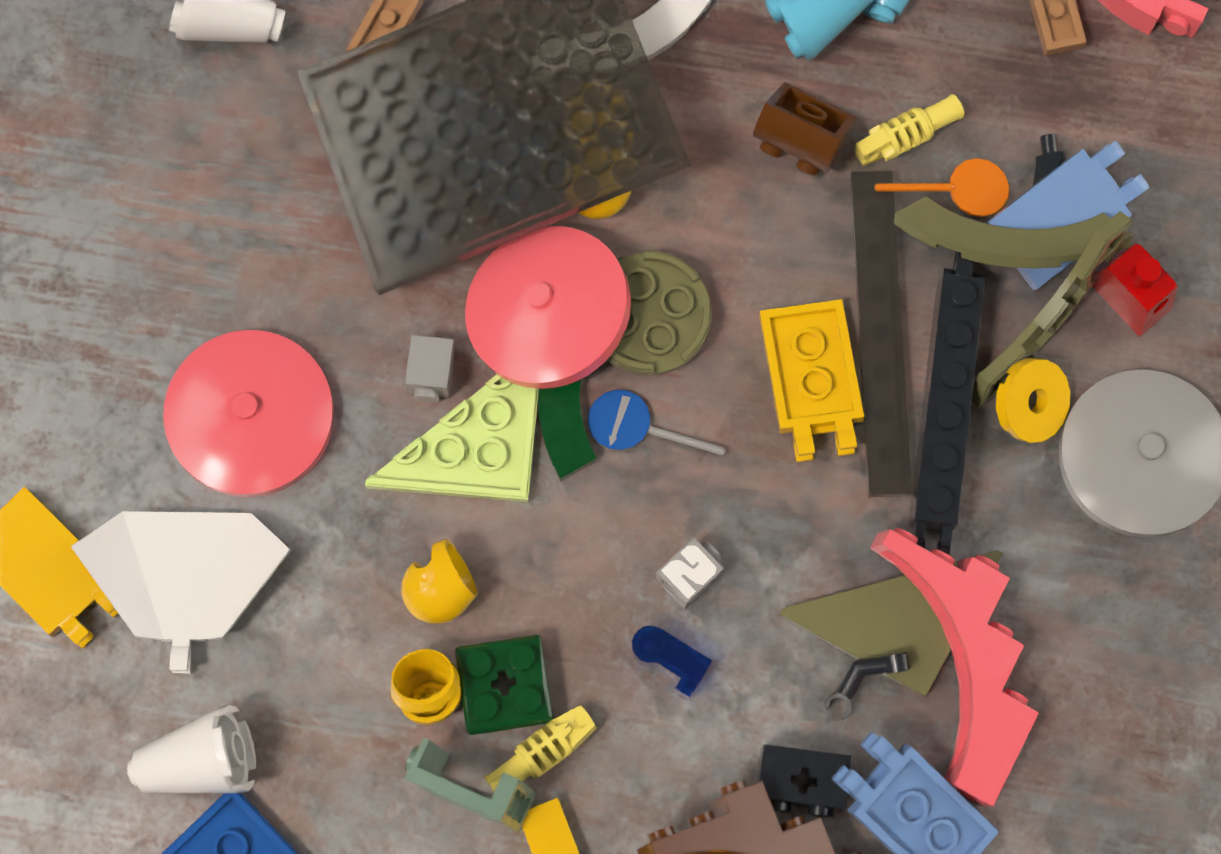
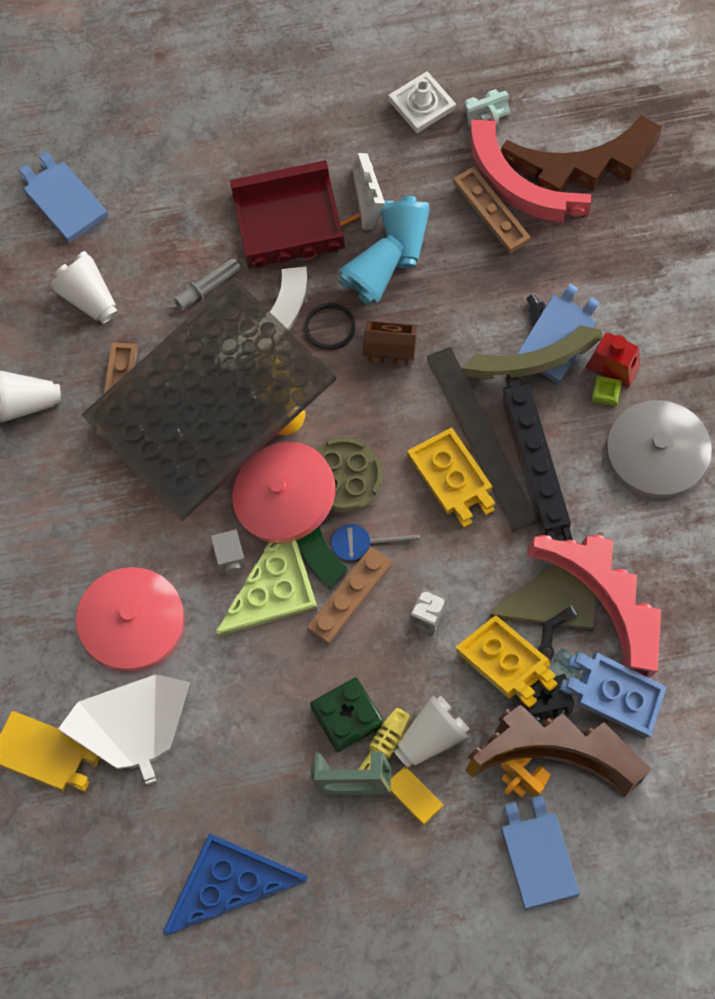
camera: 20 degrees left, 10 degrees down
(198, 757) = (181, 824): white cone -> none
(425, 687) = (302, 730): yellow helmet -> none
(439, 589) = (286, 673): yellow helmet -> none
(583, 502) = (349, 596): none -> medium nougat plate
(616, 765) = (431, 733): none -> white cone
(659, 649) = (437, 661): clear blue leg -> none
(725, 34) = (334, 346): none -> black piece
(773, 699) = (507, 660): none -> yellow tile
(858, 730) = (561, 661): none -> clear light blue tile
(907, 130) = (449, 321): light yellow hinge -> none
(975, 187) = (499, 338): orange piece -> none
(1051, 403) = (595, 441): yellow tile -> none
(1057, 310) = (576, 388): olive tile -> none
(1102, 330) = (606, 391): none -> lime tile

